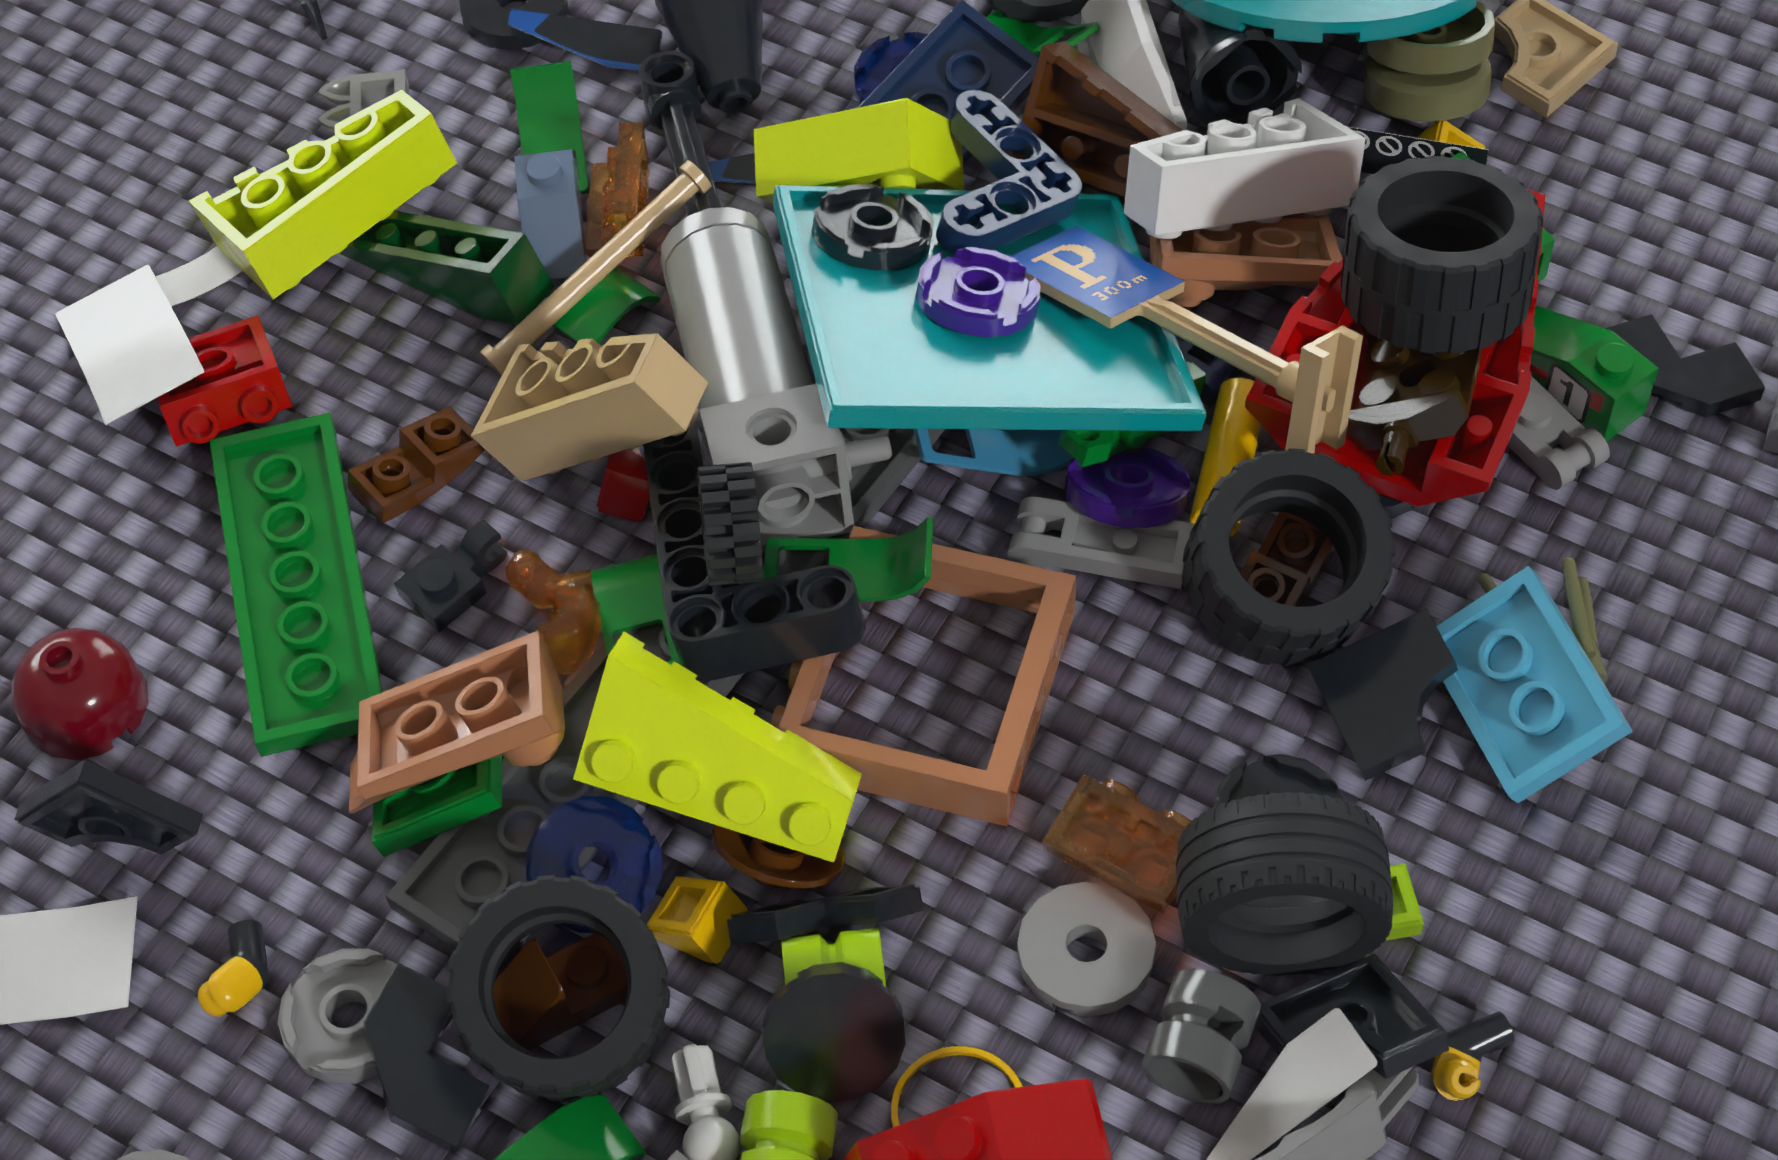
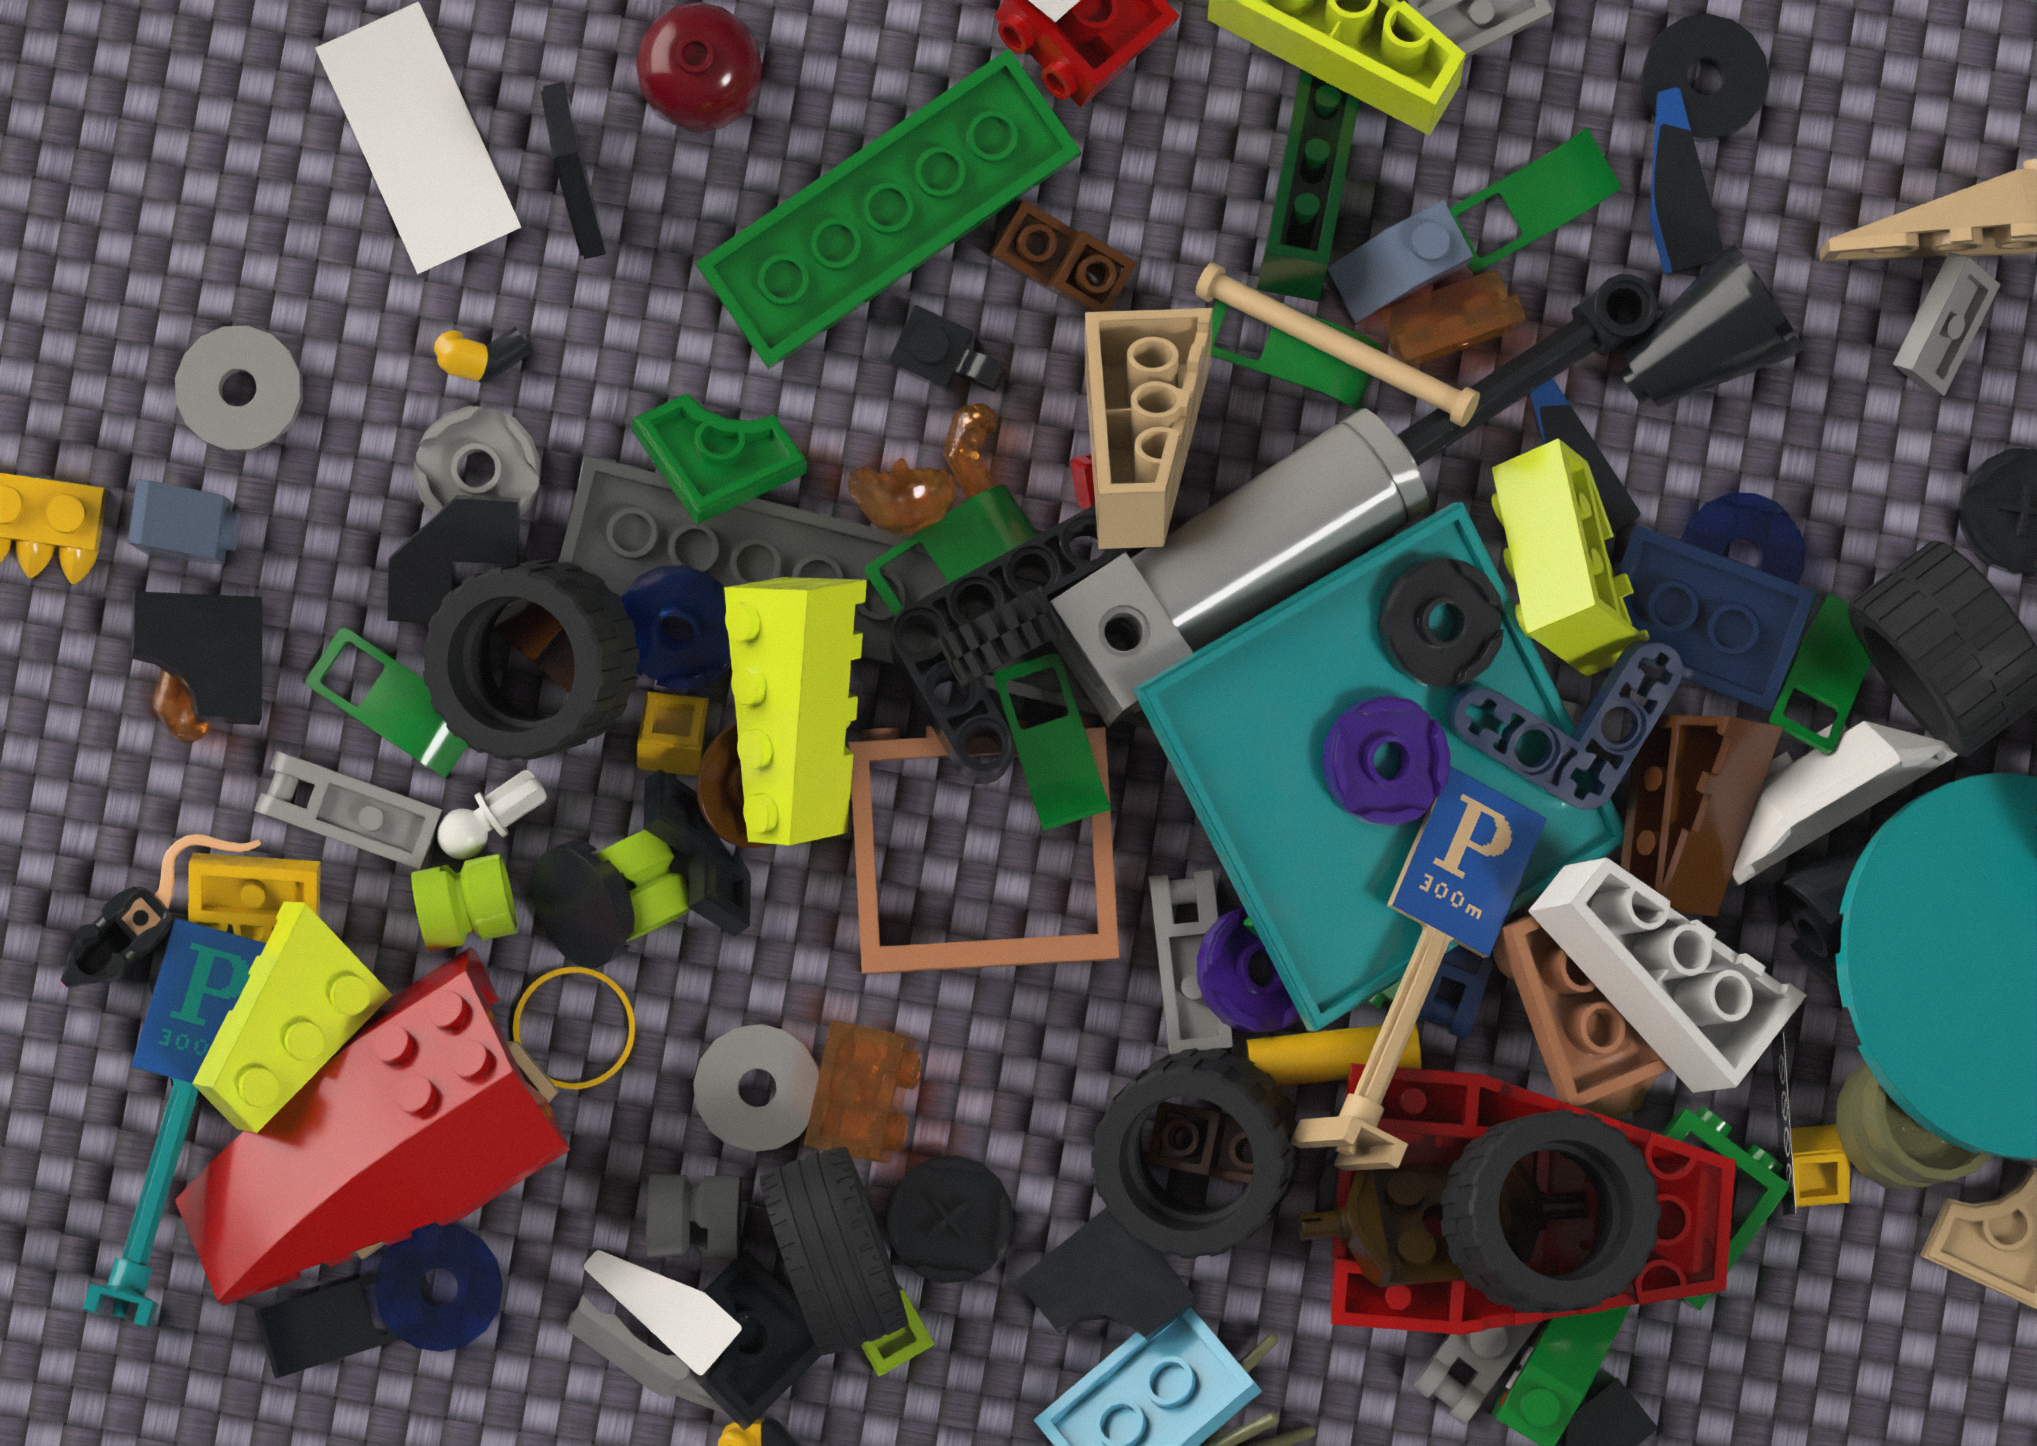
camera: 65 degrees right, 30 degrees up
(458, 717) = (757, 451): nougat slope -> none

